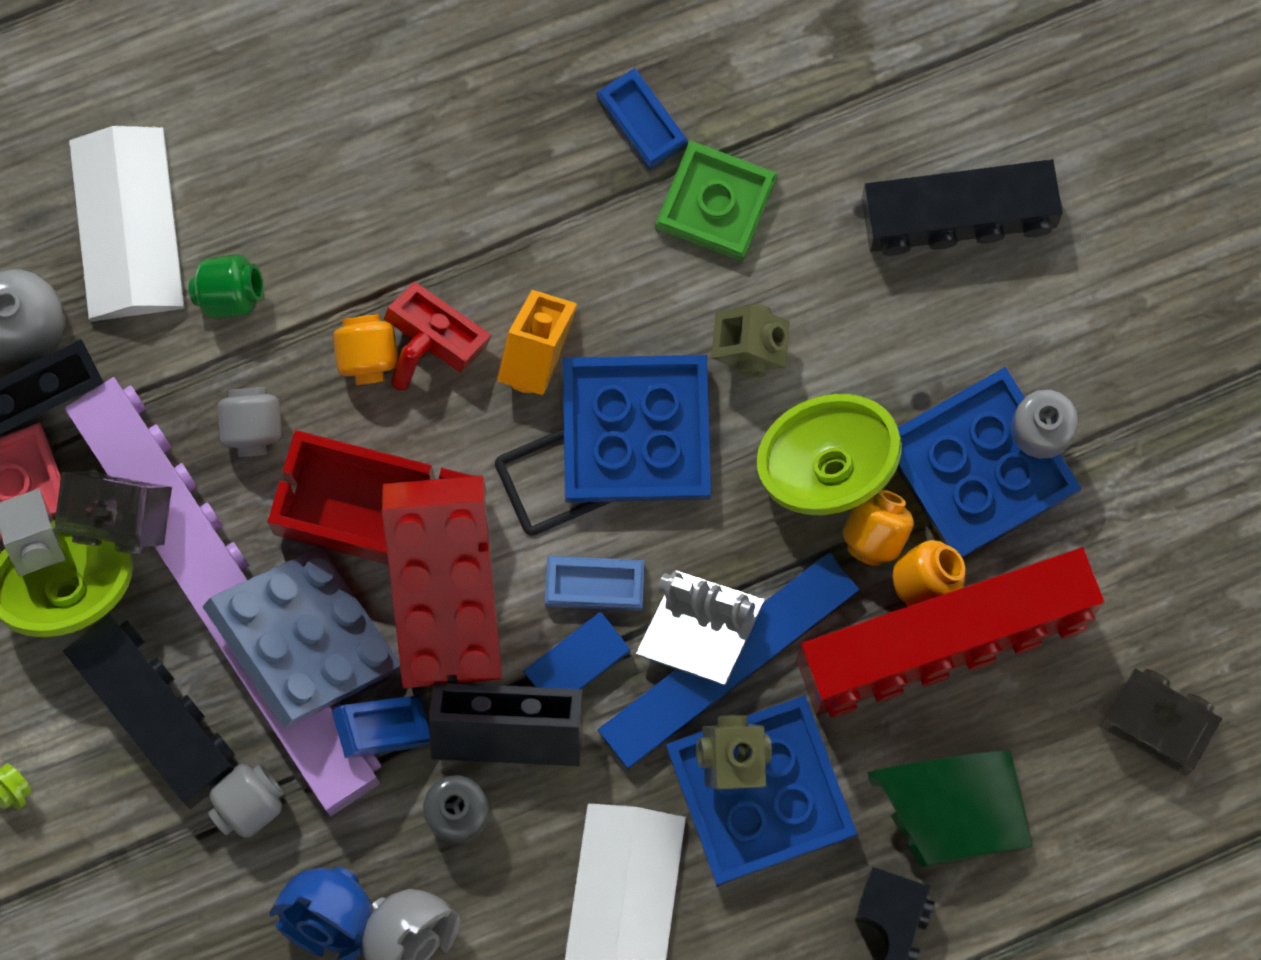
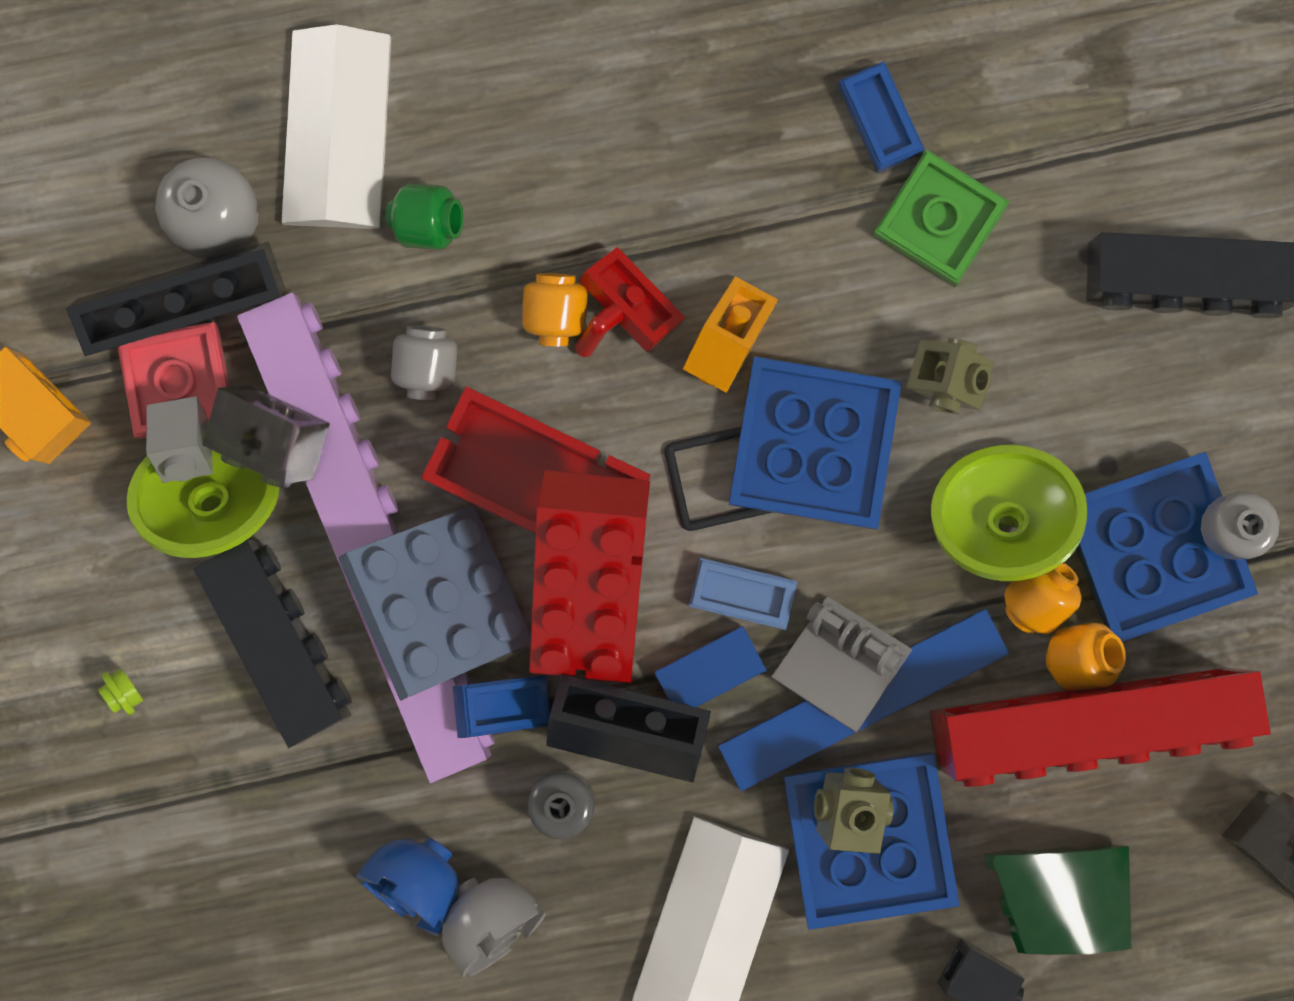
camera: 15 degrees right, 10 degrees up
(245, 800) = (352, 753): light grey head -> none

